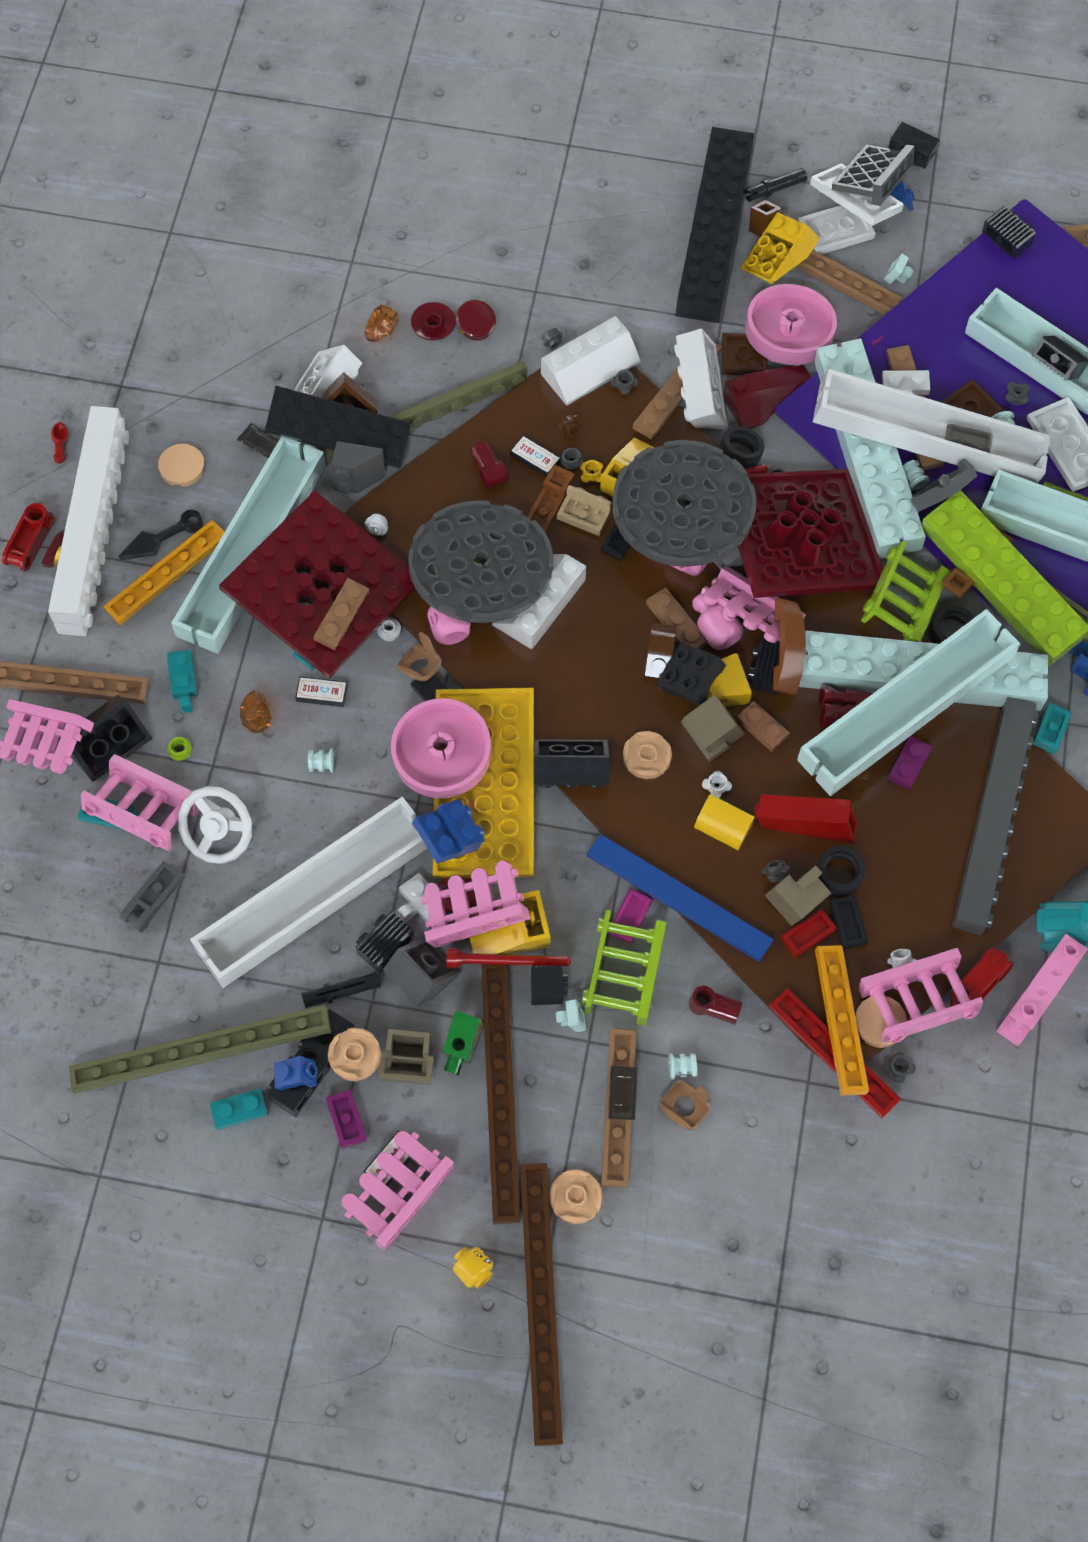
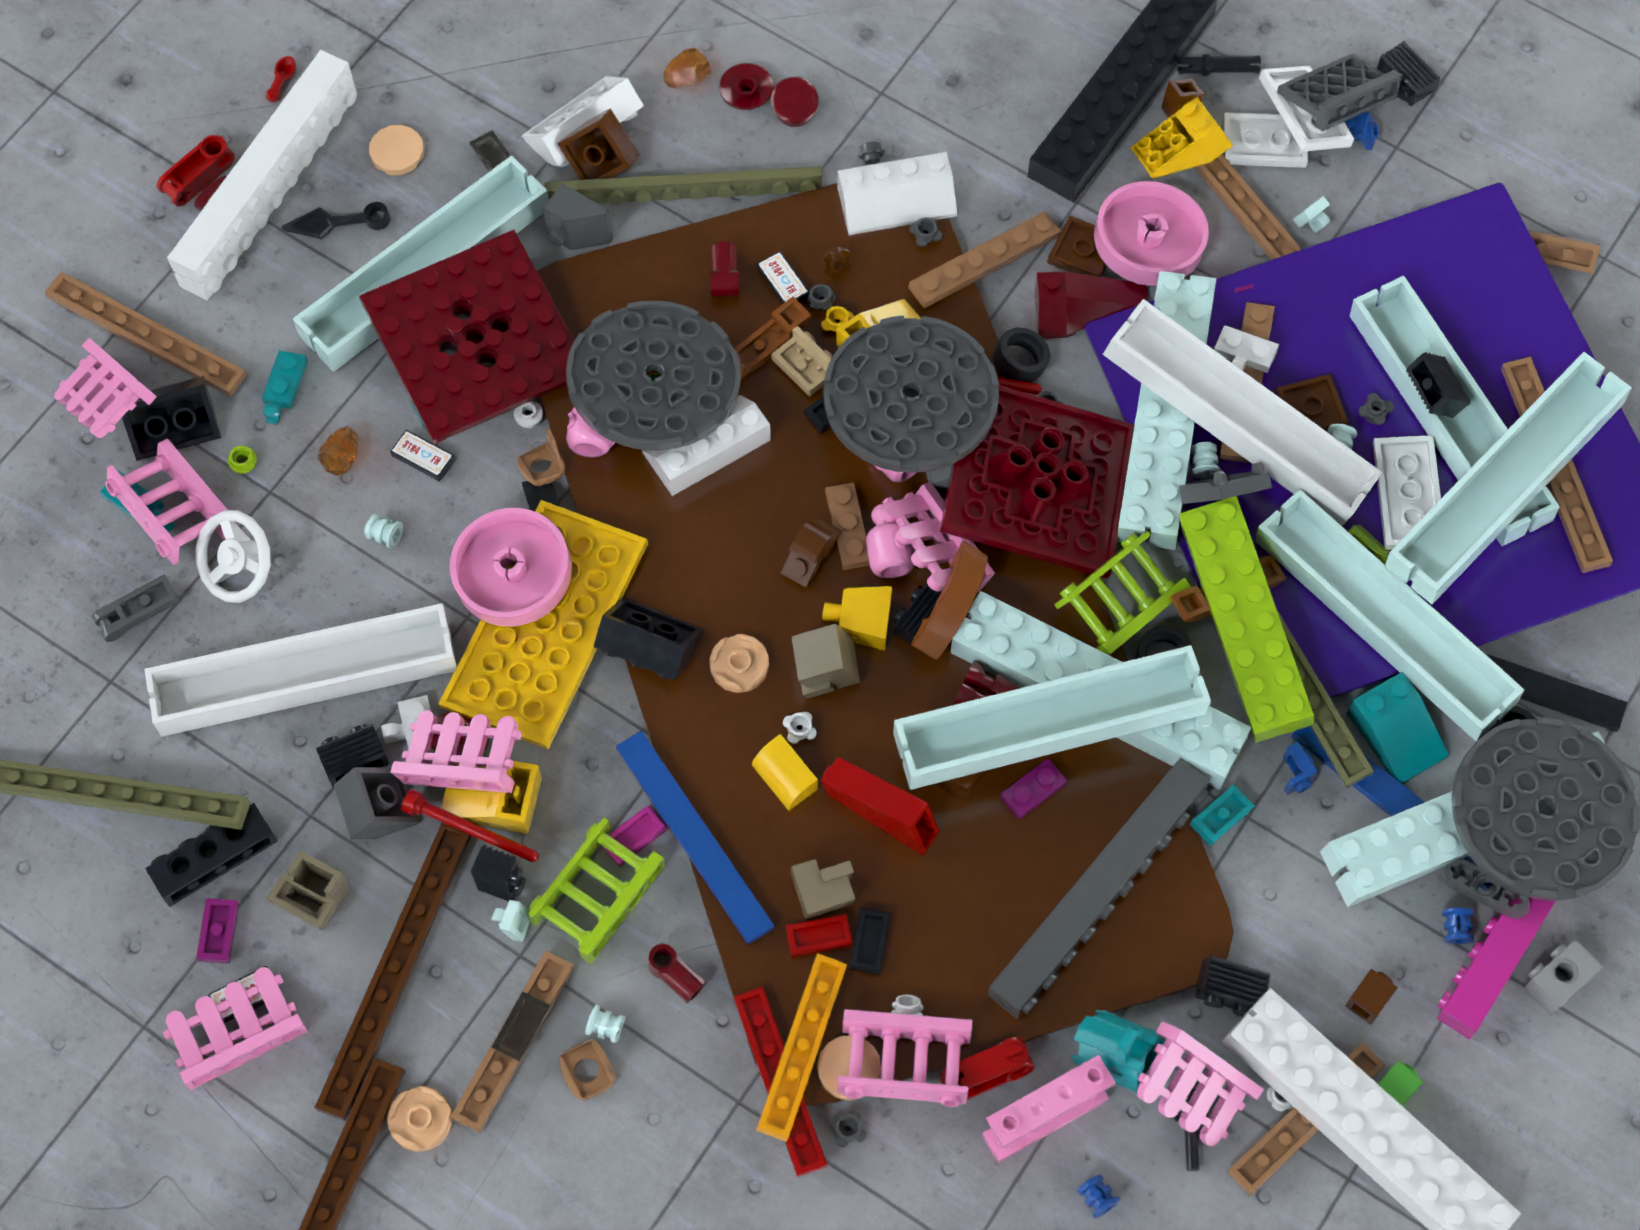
camera: 25 degrees right, 0 degrees up
(164, 573) = (317, 262): light orange plate -> none
(238, 1109) = (113, 873): teal plate -> none
(294, 1073) = (182, 857): blue bracket -> none
(326, 422) = (566, 158): black plate -> none
(339, 990) = (268, 787): black pin -> none
(341, 614) = (475, 377): medium nougat plate -> none
(354, 1054) = (254, 863): light nougat tile -> none
(376, 525) = (568, 292): white plate -> none
(449, 831) = (473, 662): blue plate -> none
(465, 1030) = (377, 897): green torso -> none
(473, 1267) = (269, 1146): yellow head -> none
(691, 673) = (825, 590): black brick -> none
(701, 380) = (1011, 262): white slope -> none
(762, 726) = (885, 682): nougat plate -> none
(776, 871) = (816, 849): dark grey plate -> none
(851, 856) = (895, 857): black tyre -> none
(969, 437) = (1279, 440): clear smoke tile -> none
(1009, 232) = (1459, 215): black brick -> none

